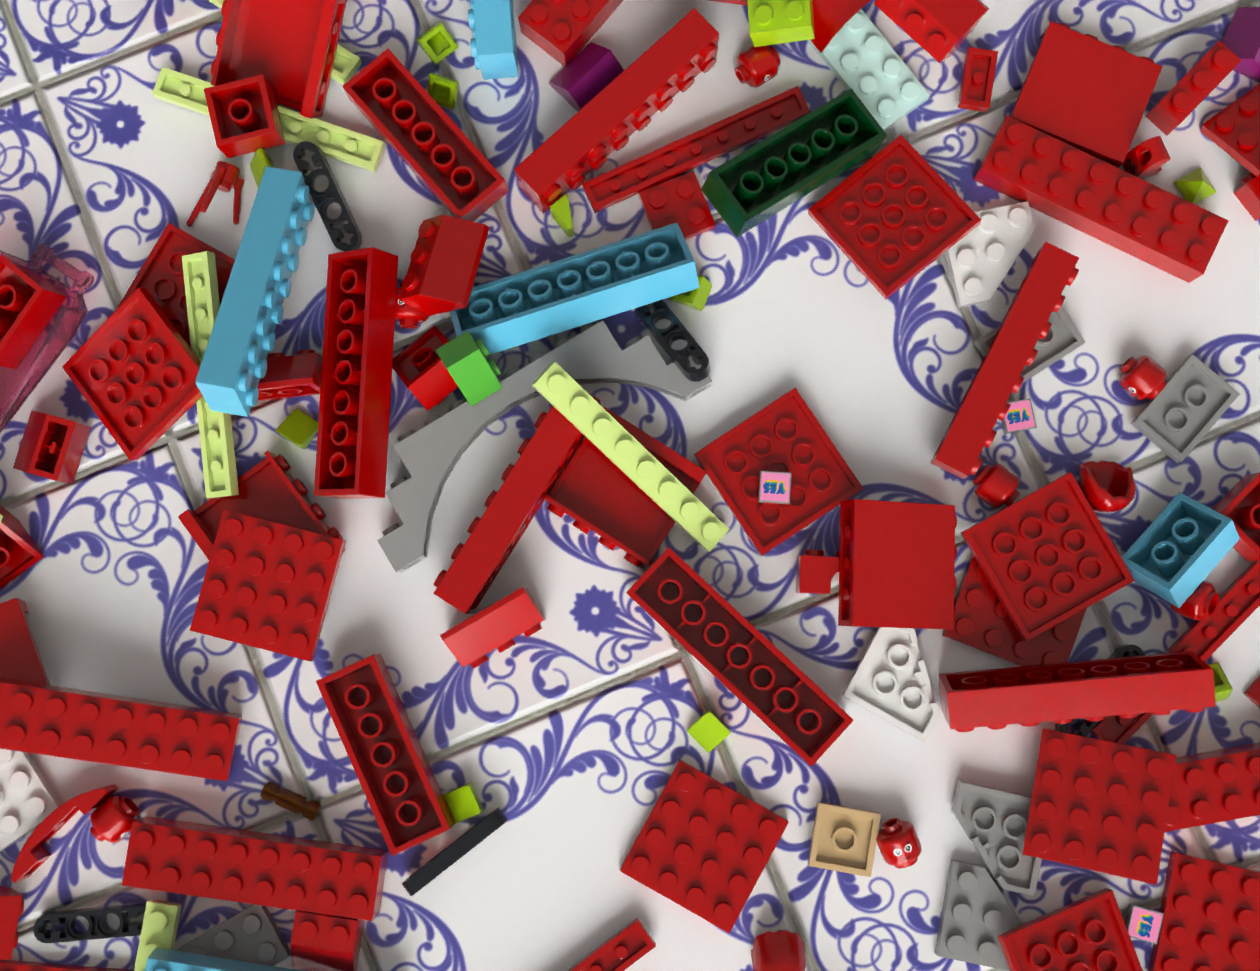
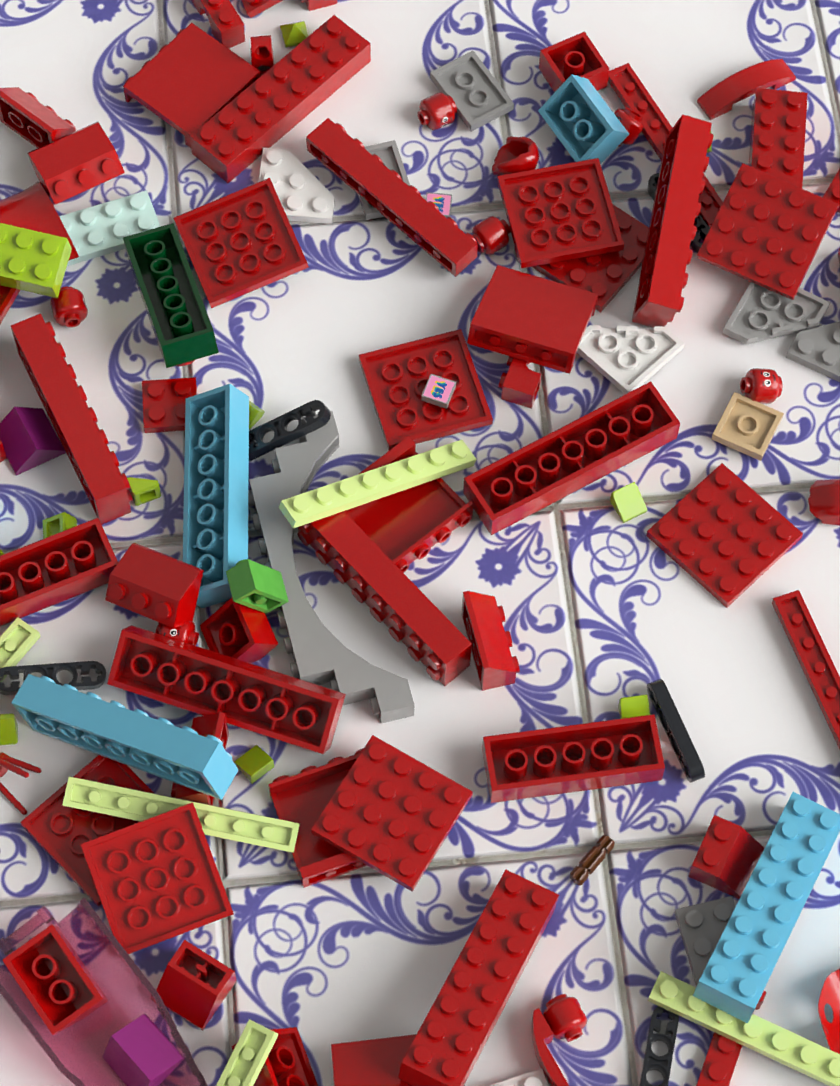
camera: 80 degrees left, 20 degrees down
(255, 868) = (643, 901): red brick -> none
(499, 149) = (58, 524): none -> lime slope
(695, 149) = (124, 375): red plate -> none
(977, 79) = (147, 153): red plate -> none

